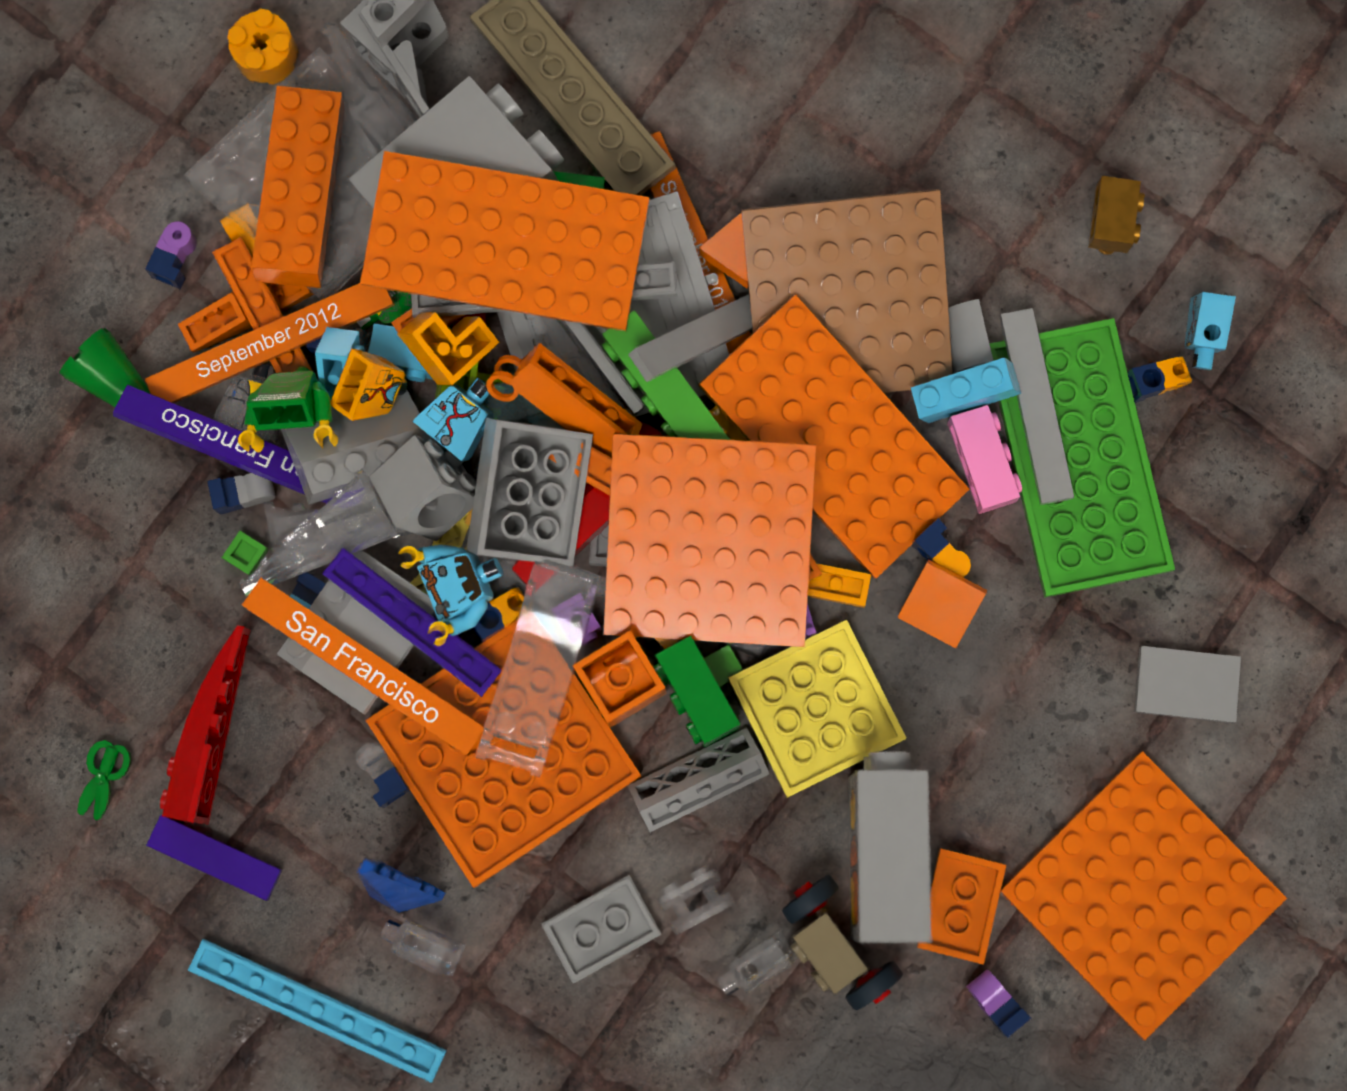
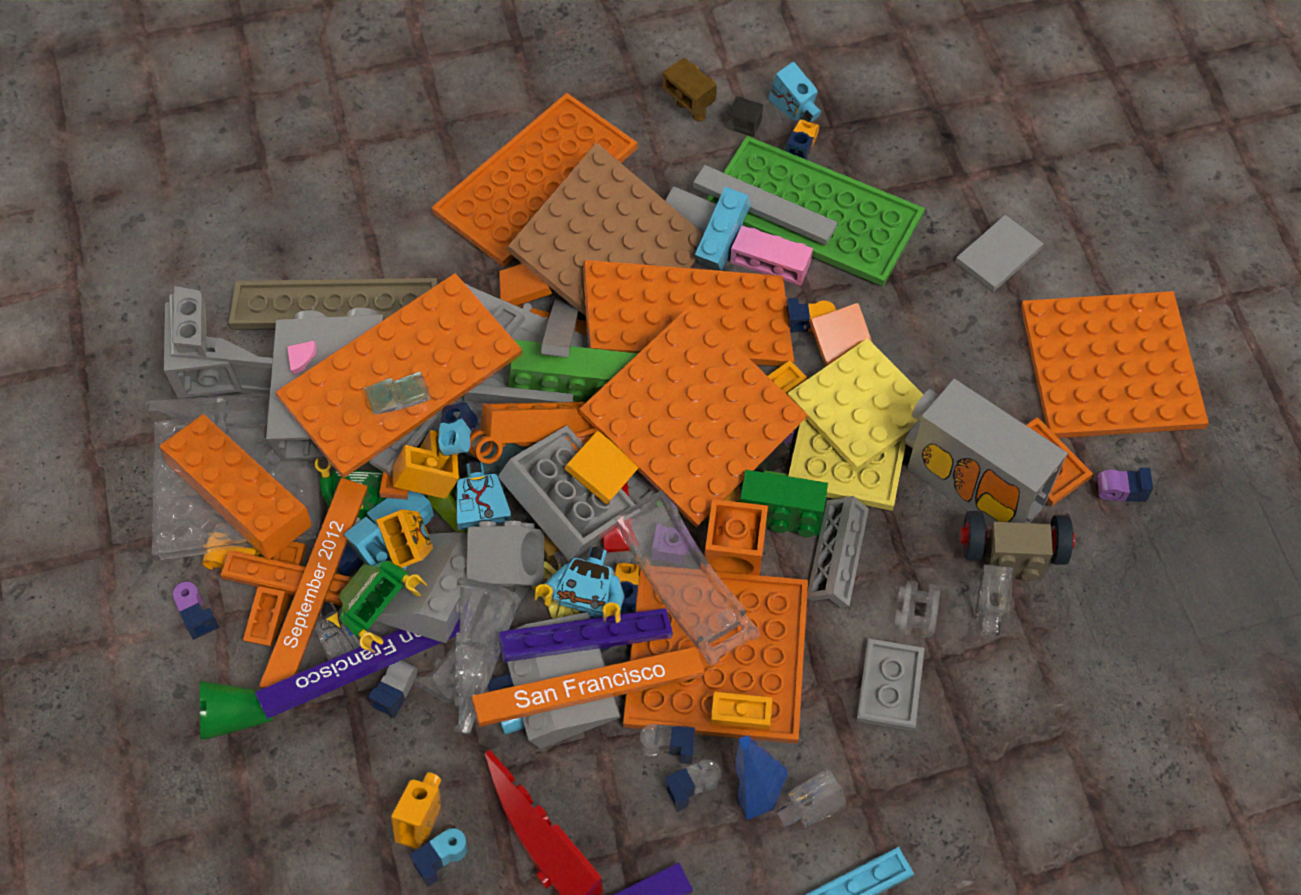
camera: 55 degrees left, 20 degrees down
(132, 611) = (417, 811): none -> light orange torso
(137, 661) = (437, 853): none -> leg
(245, 553) = (437, 719): bright green tile -> none
(258, 31) = (120, 450): light orange brick -> none
(373, 829) = (692, 780): none -> leg
(448, 135) = (301, 355): none -> bright pink tile
(455, 817) = (741, 710): none -> light orange plate
(473, 262) = (398, 394): none -> clear light blue slope
(494, 341) = (456, 432): none -> medium azure leg
(575, 503) = (601, 467): none -> light orange tile
(875, 683) = (859, 404): none -> light yellow plate
(883, 142) = (522, 175): none -> orange plate
(1139, 295) = (744, 116): none -> clear smoke brick

